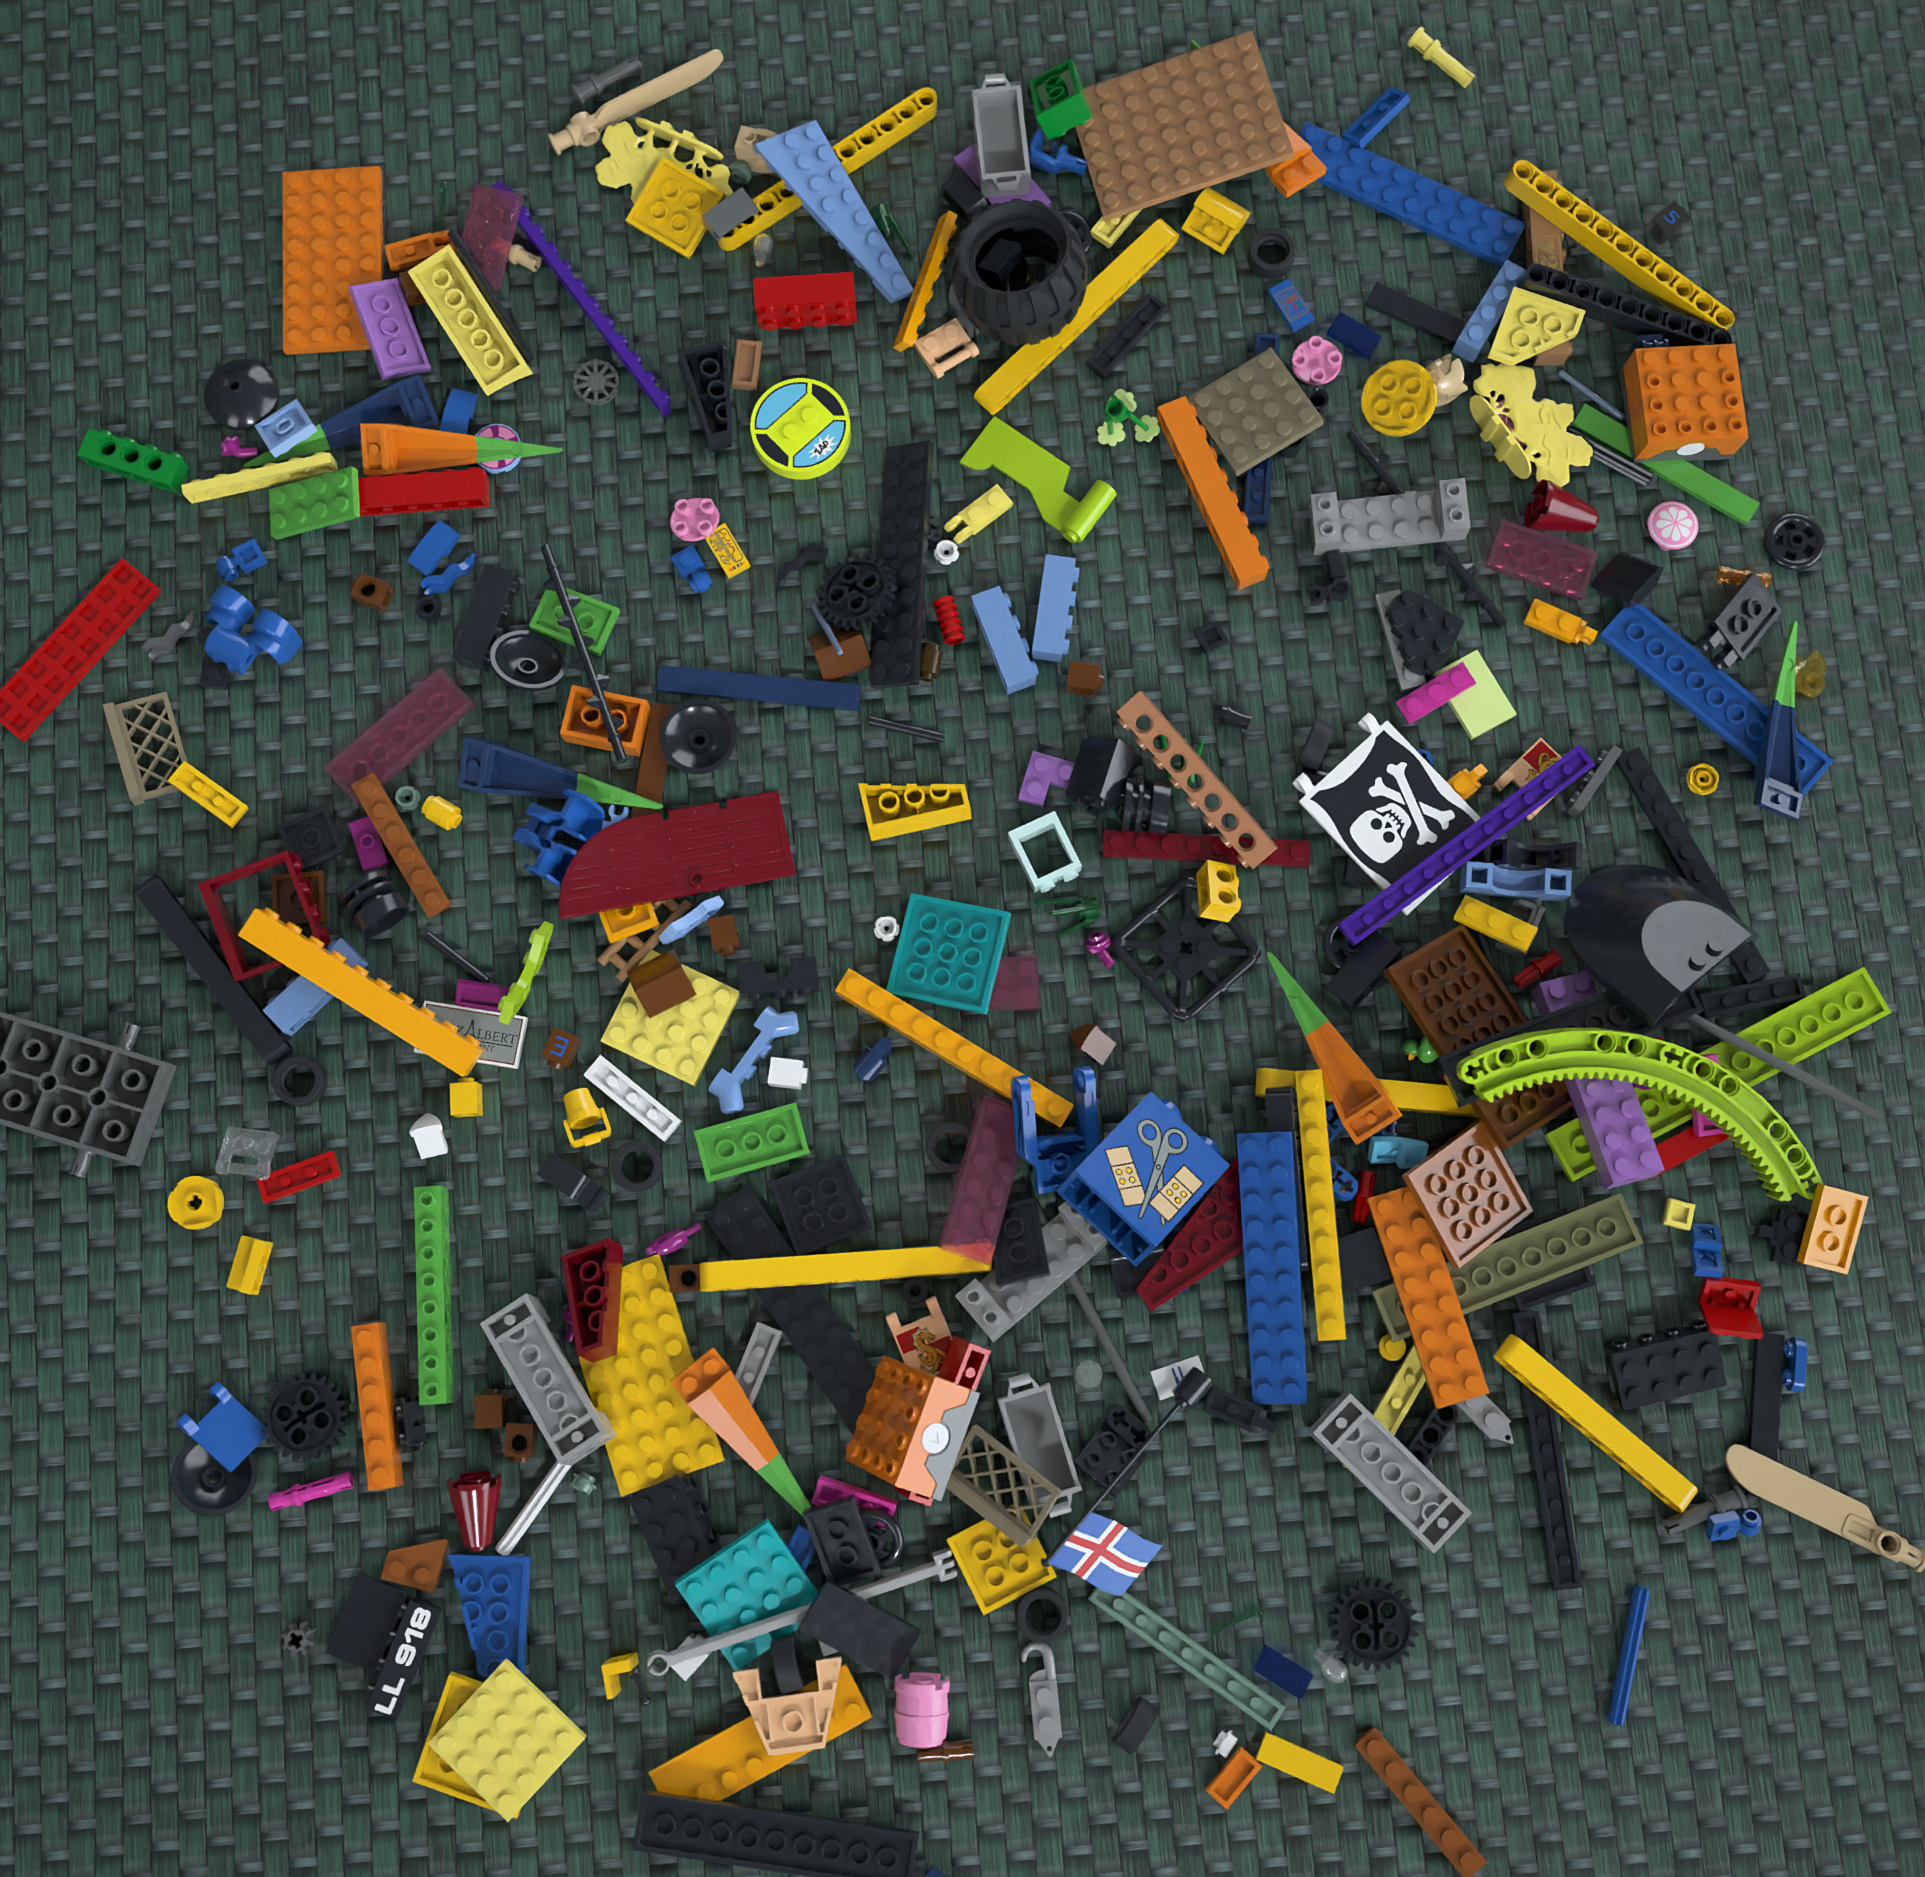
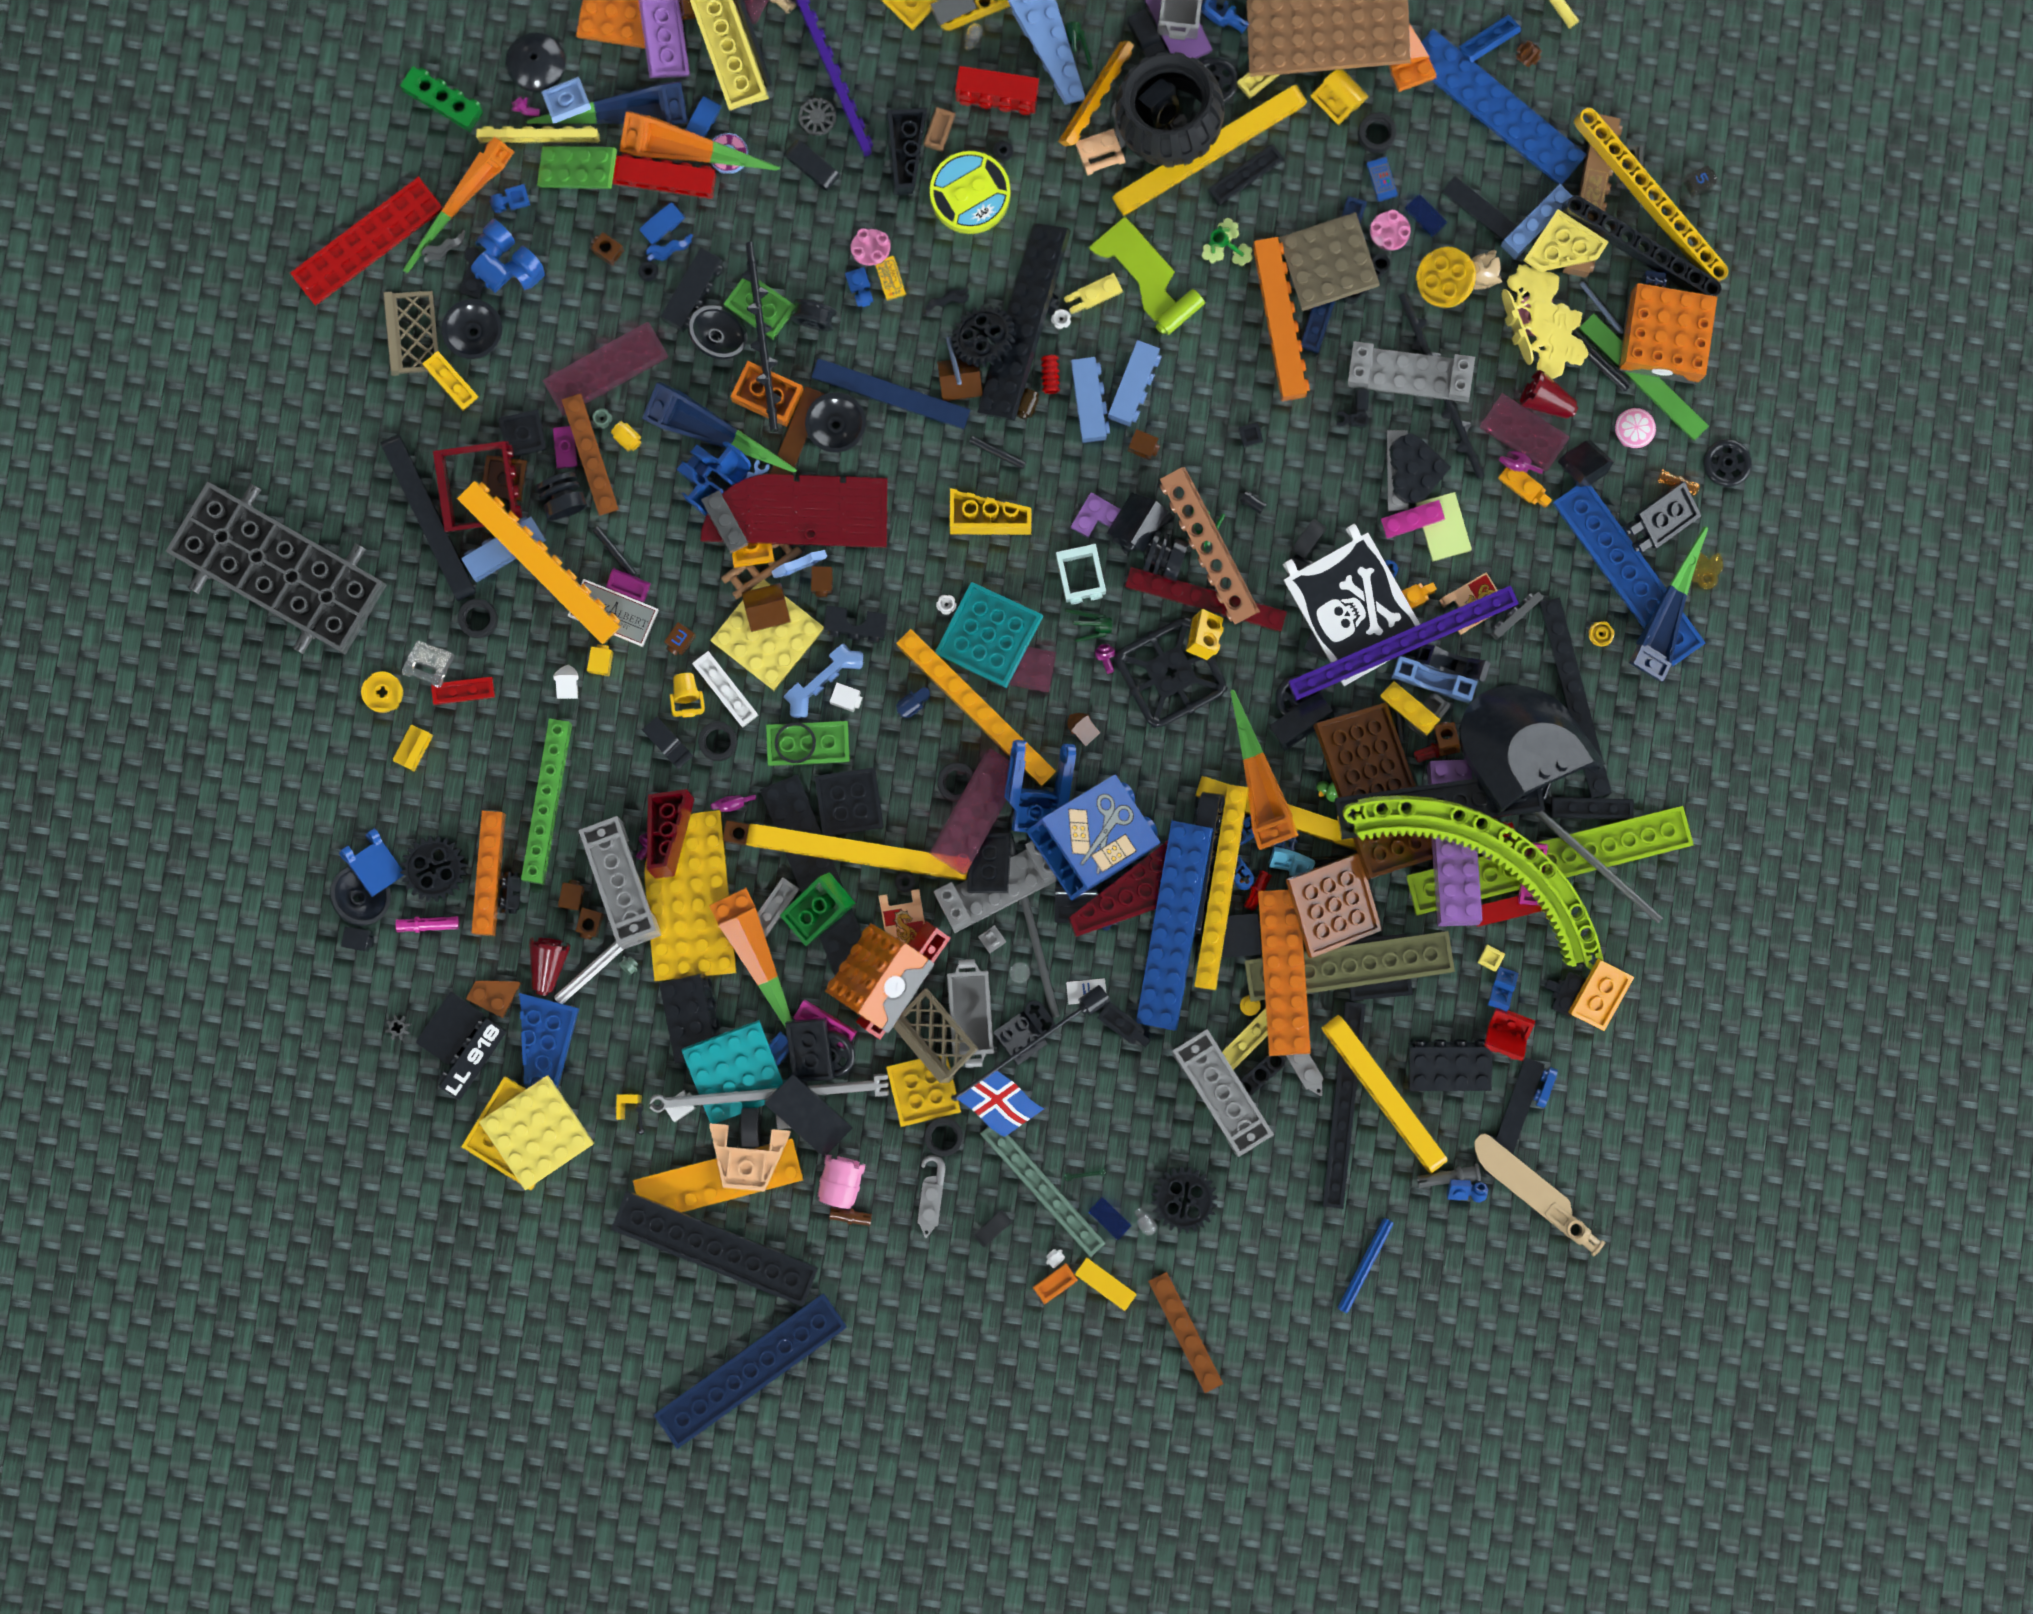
camera: 10 degrees right, 5 degrees up
(195, 537) = (479, 173): none -> orange plate
(212, 714) = (470, 316): none -> black dish
(222, 1533) = (357, 939): none -> black brick
(518, 992) = (656, 588): lime plate -> none
(585, 888) = (724, 522): none -> dark grey plate
(601, 438) = (811, 164): none -> black beam
(641, 613) = (813, 315): none -> black wheel
(730, 1122) = (795, 724): none -> black piece
(811, 1353) = (817, 908): none -> green slope
(832, 378) = (1003, 156): none -> black plate
(1043, 1339) = (992, 939): none -> light grey tile
(1426, 123) = (1528, 53): none -> reddish brown gear
(1546, 596) = (1519, 462): none -> magenta hand
(1552, 960) = (1447, 746): none -> reddish brown brick

